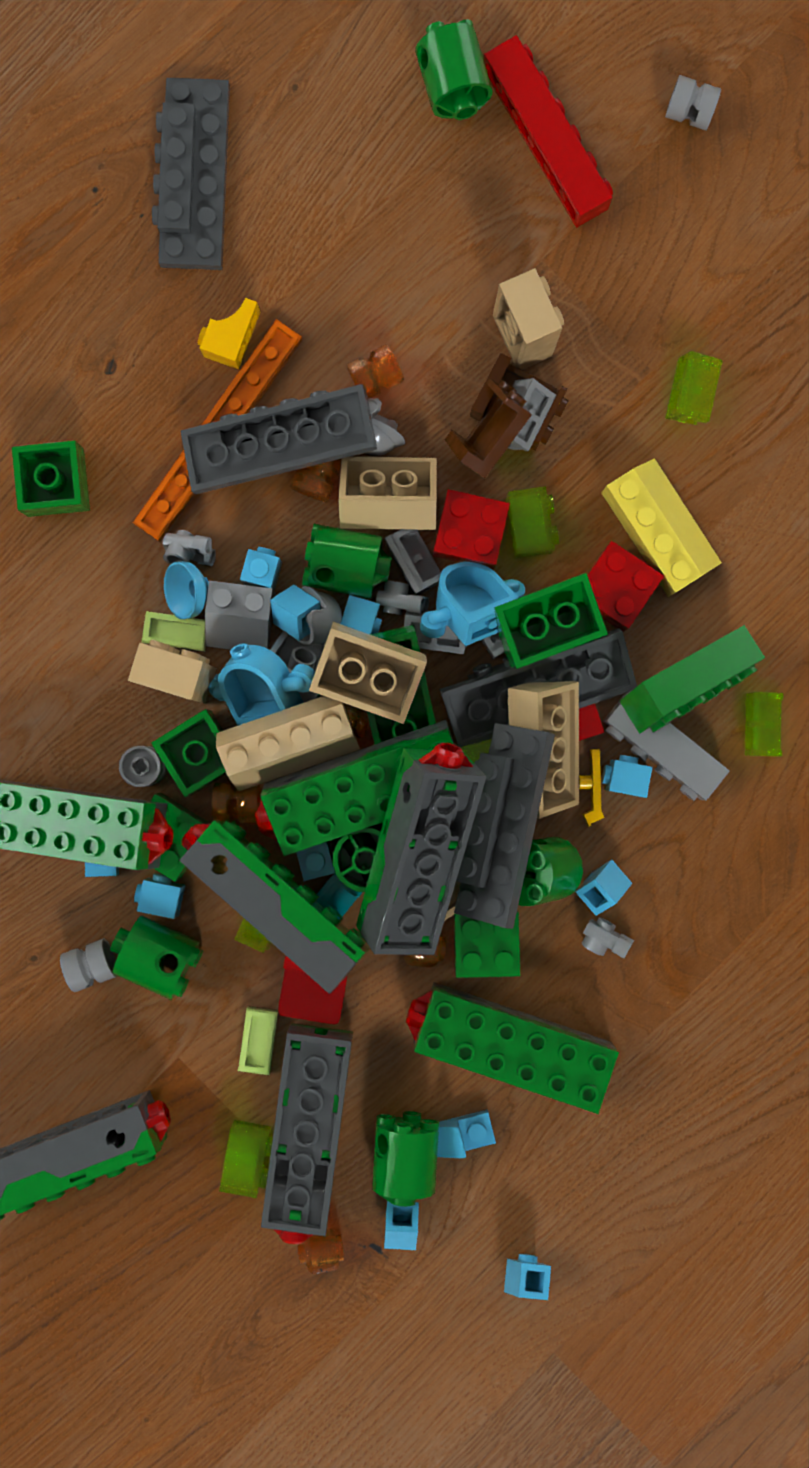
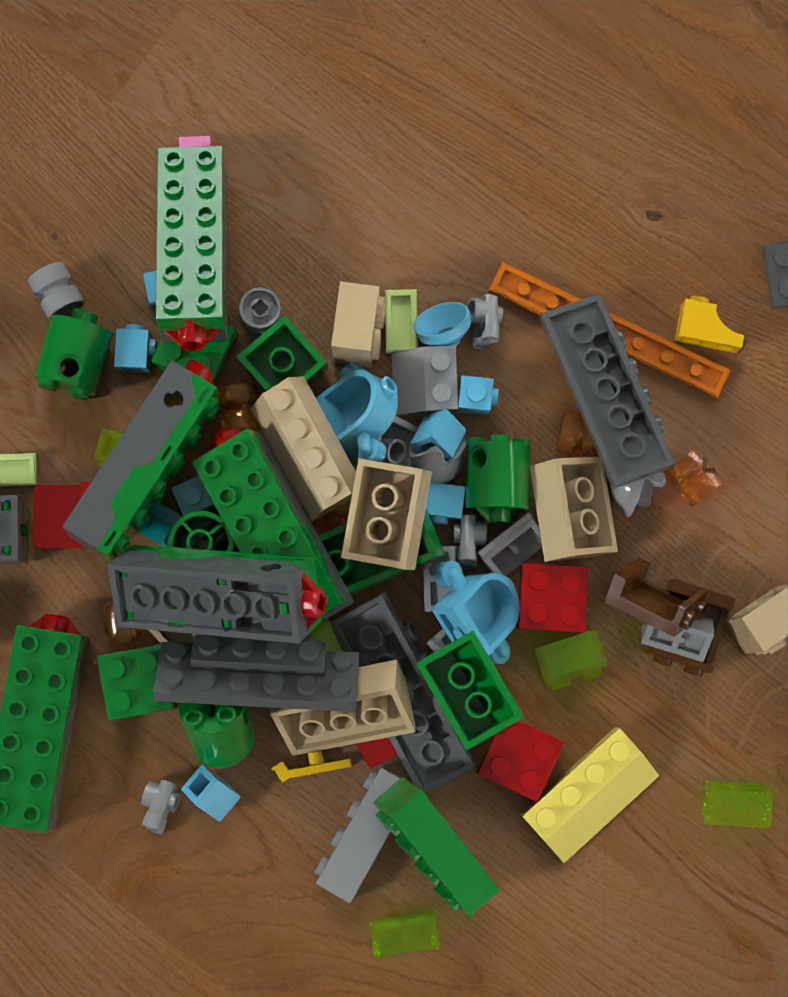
camera: 80 degrees right, 5 degrees down
(50, 478) = (530, 175): green brick -> none
(627, 776) = (327, 799): medium azure brick -> none

